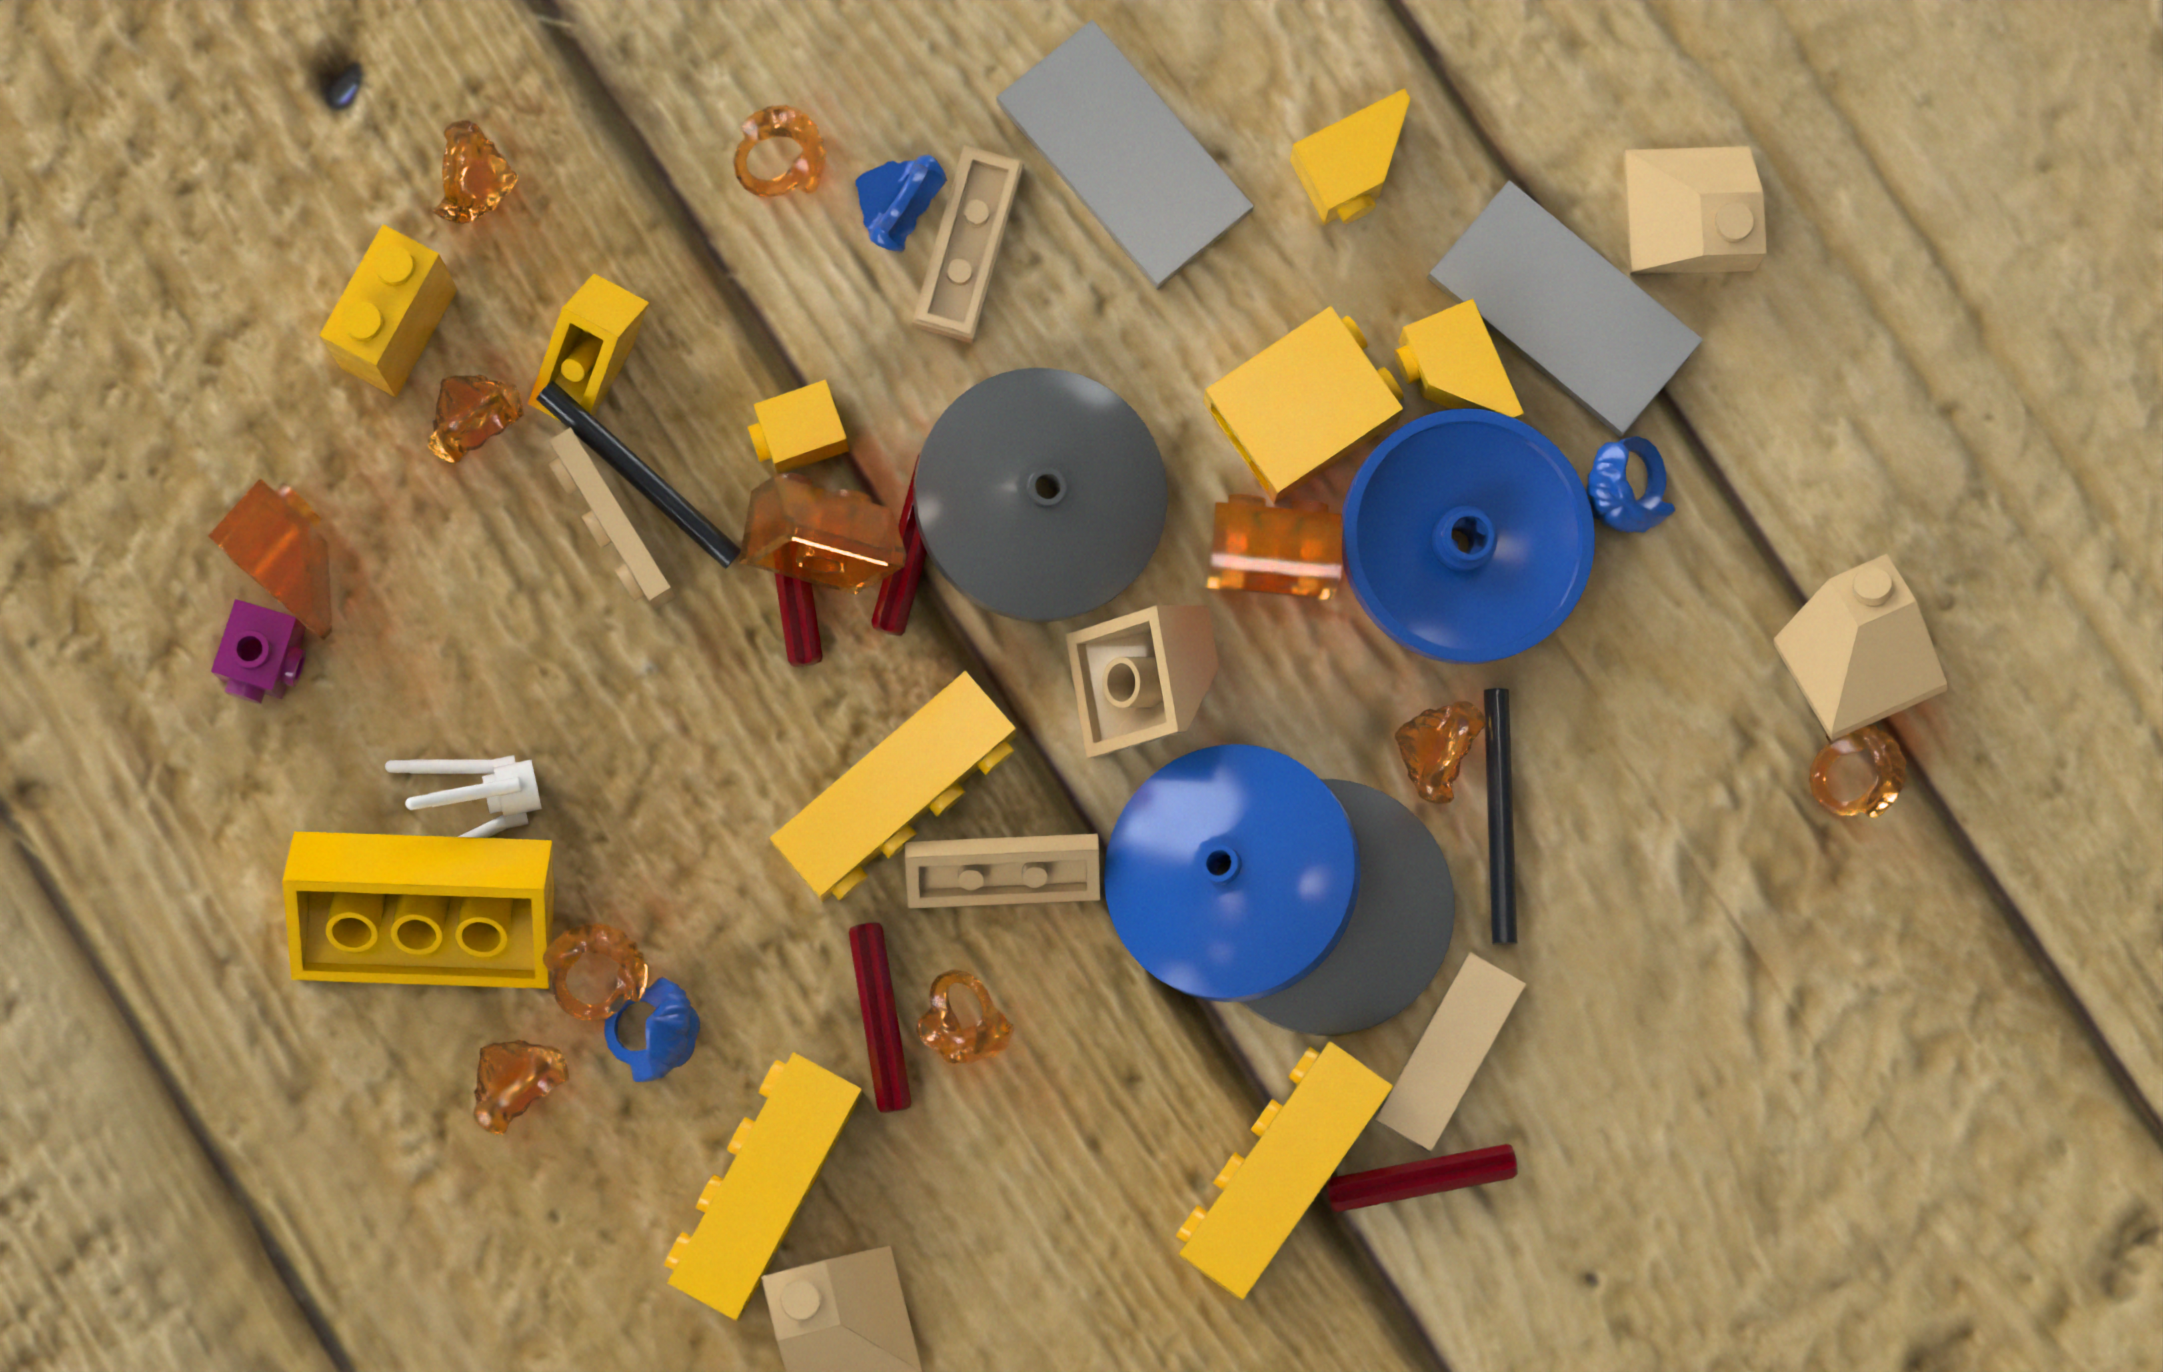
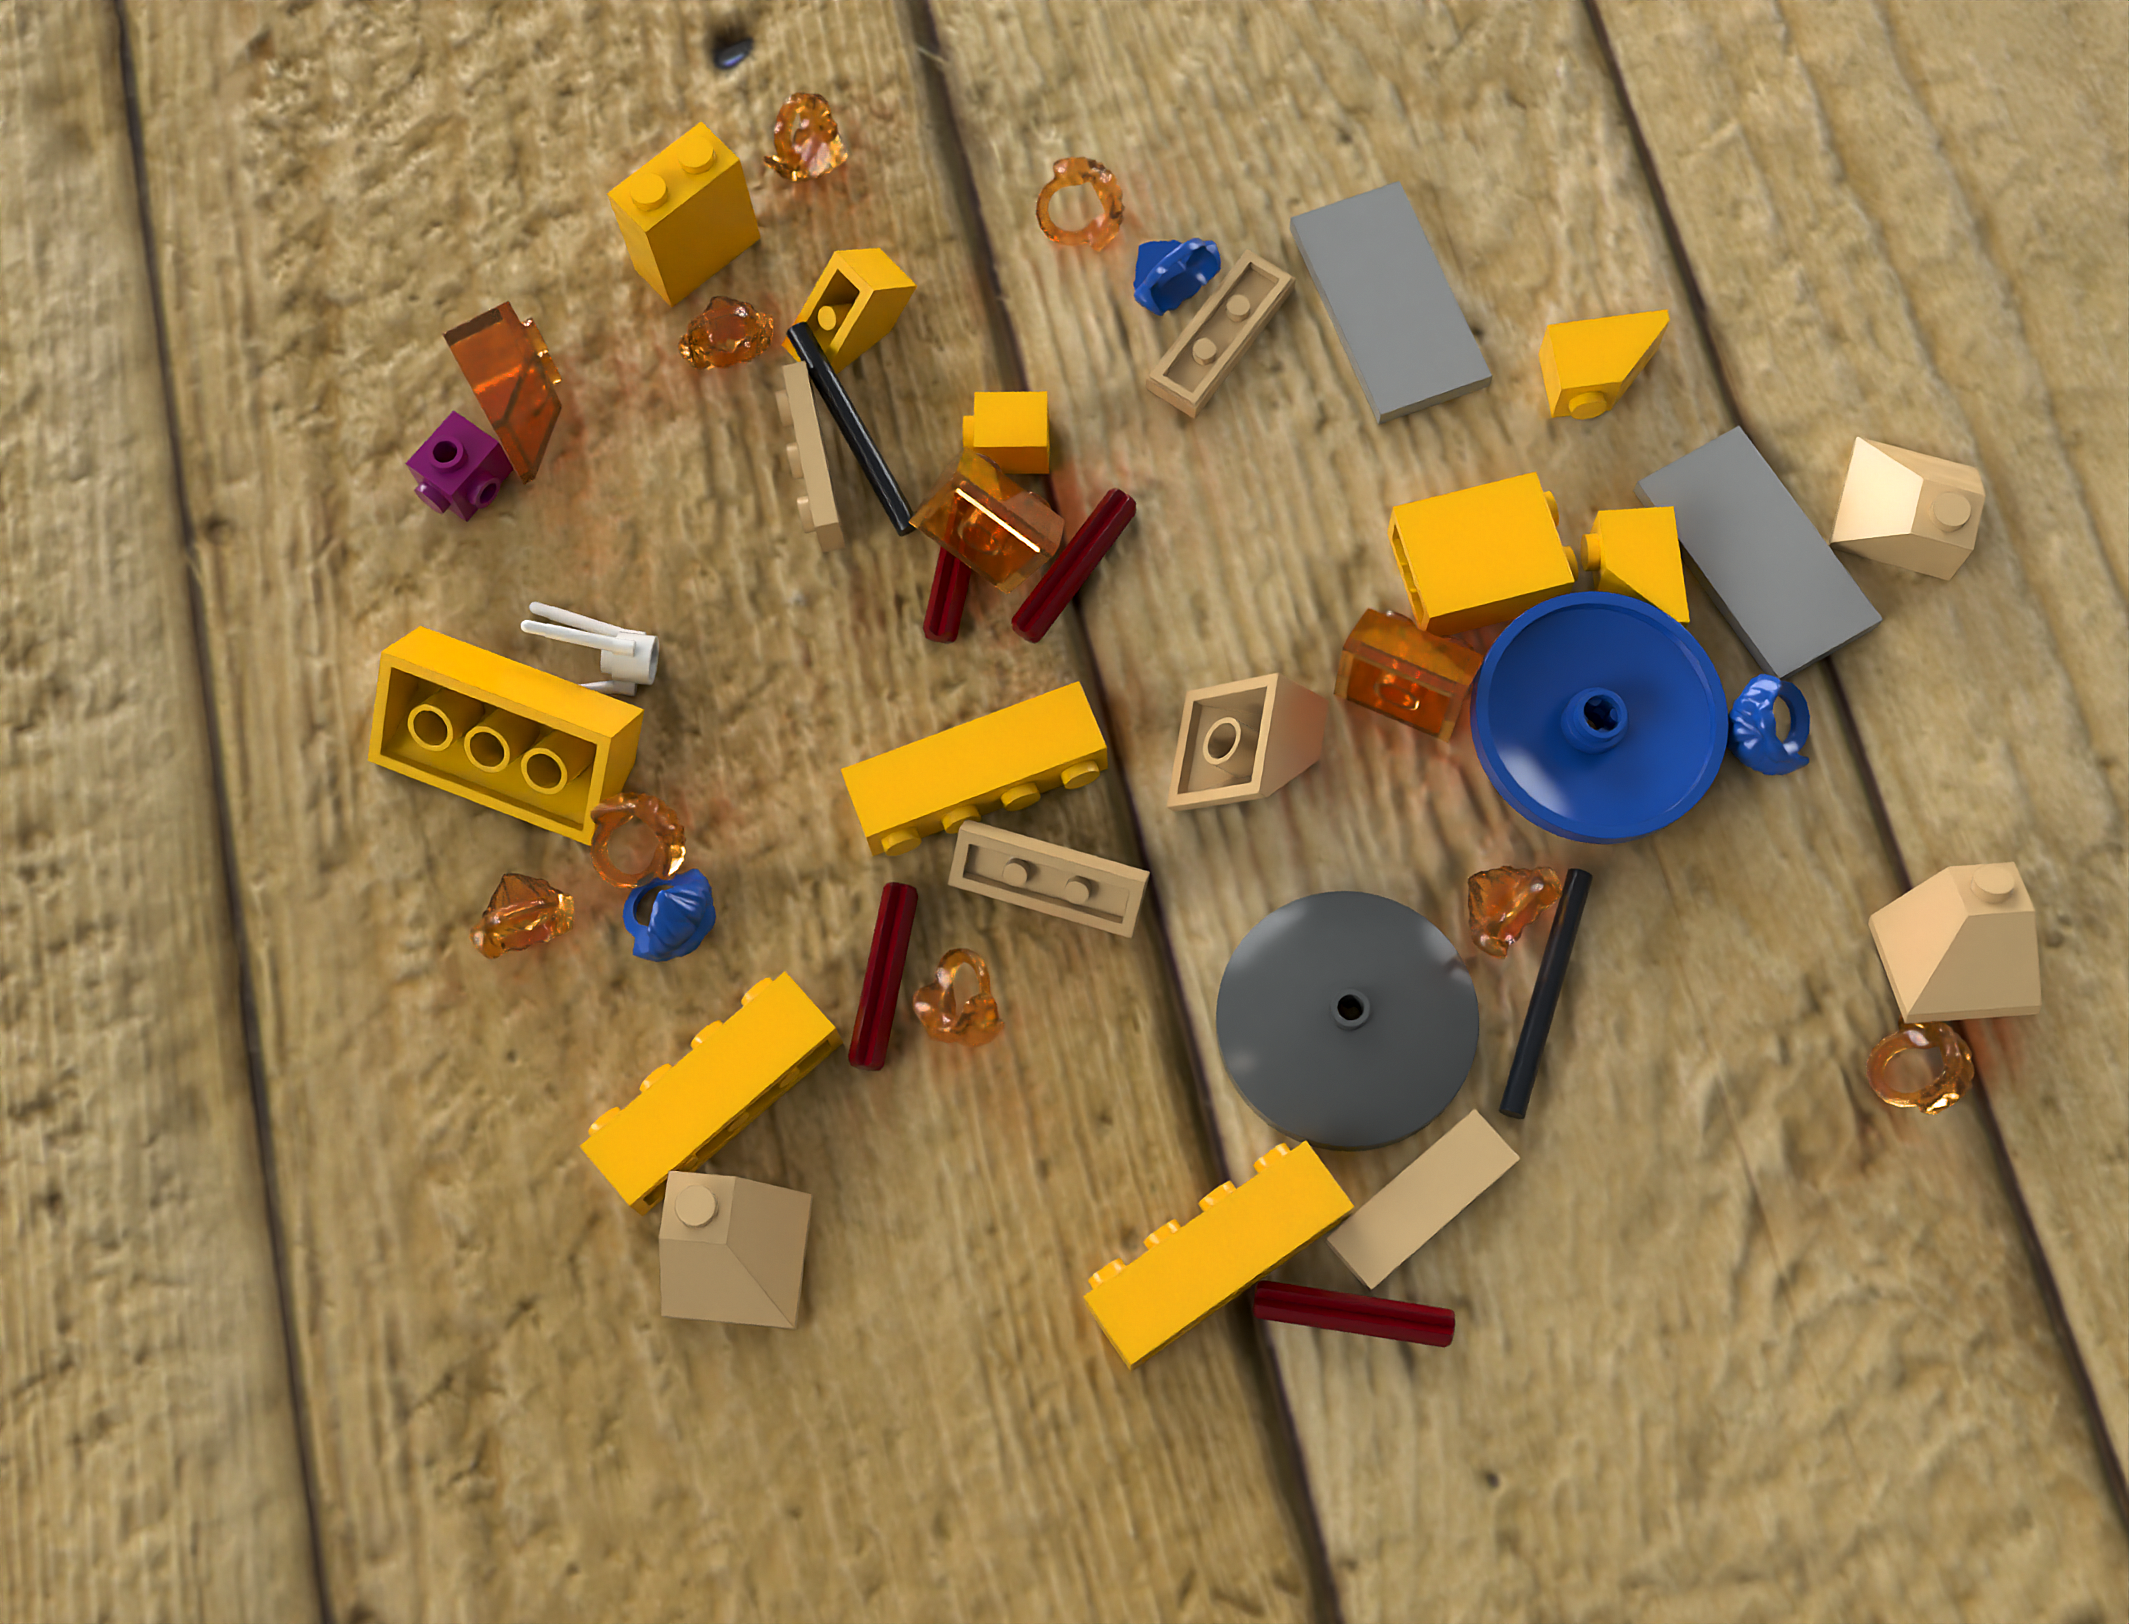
camera: 30 degrees right, 10 degrees down
(1007, 542) = (1199, 607): dark grey dish -> none
(1276, 905) = (1267, 952): blue dish -> none

